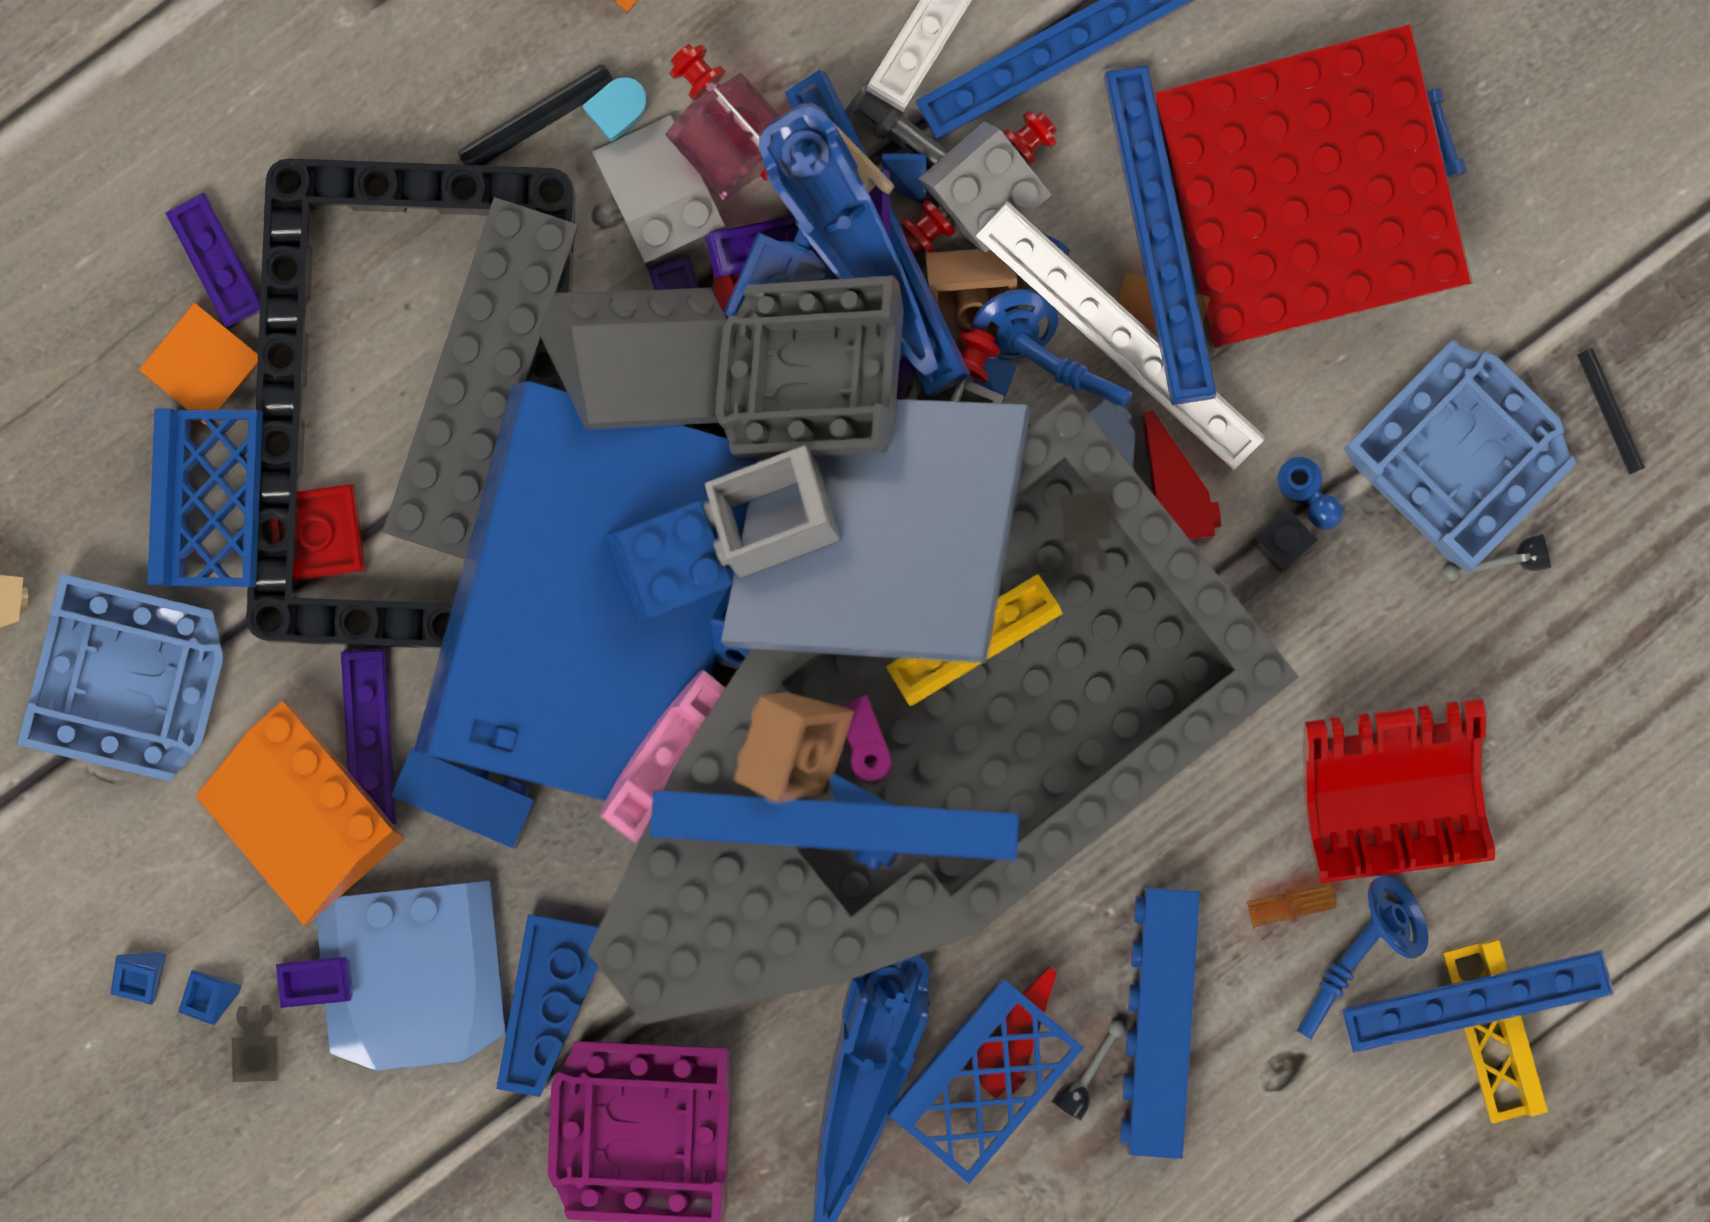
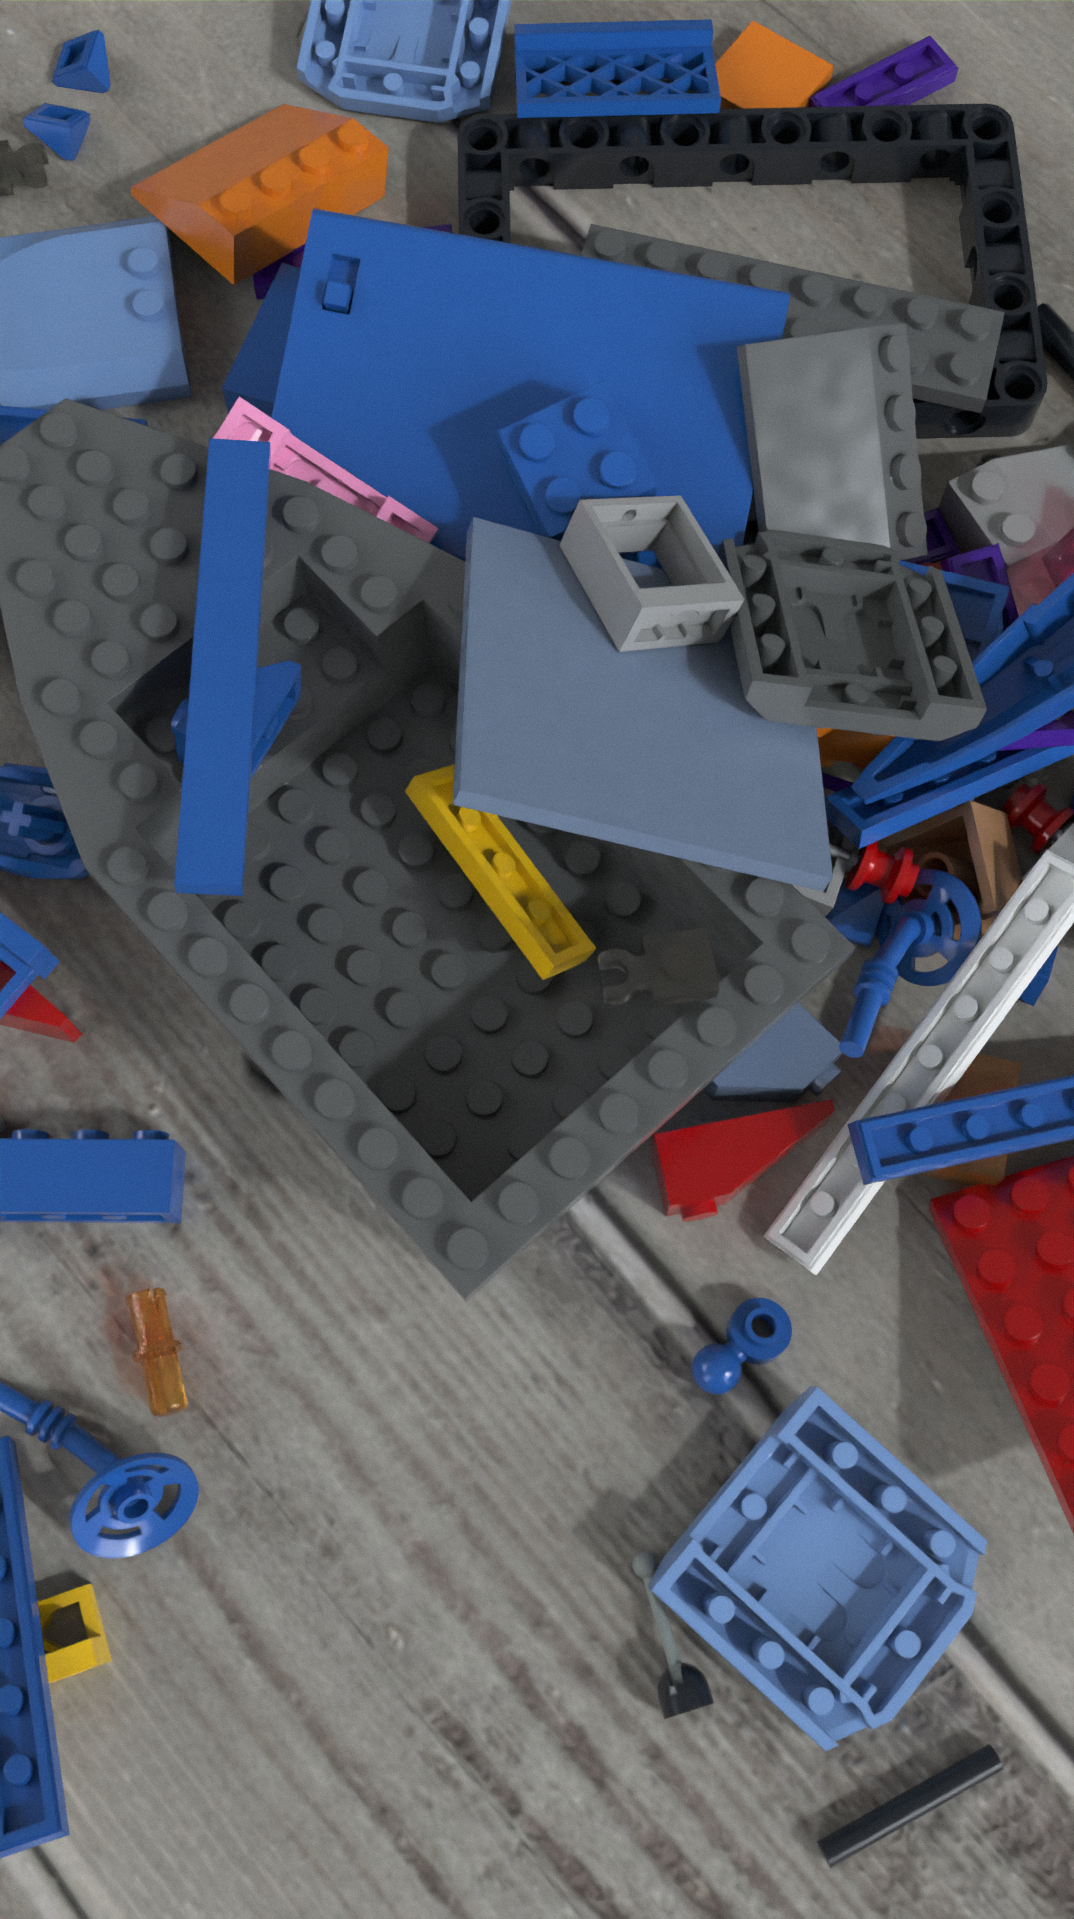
camera: 85 degrees right, 15 degrees down
(314, 982) = (67, 213): dark purple tile -> none
(327, 533) = (571, 206): red tile -> none
(792, 746) = (332, 601): medium nougat slope -> none
(870, 753) = (353, 717): magenta leg -> none
(1284, 540) = (672, 1308): black brick -> none
(1397, 793) = (315, 1497): red hinge -> none

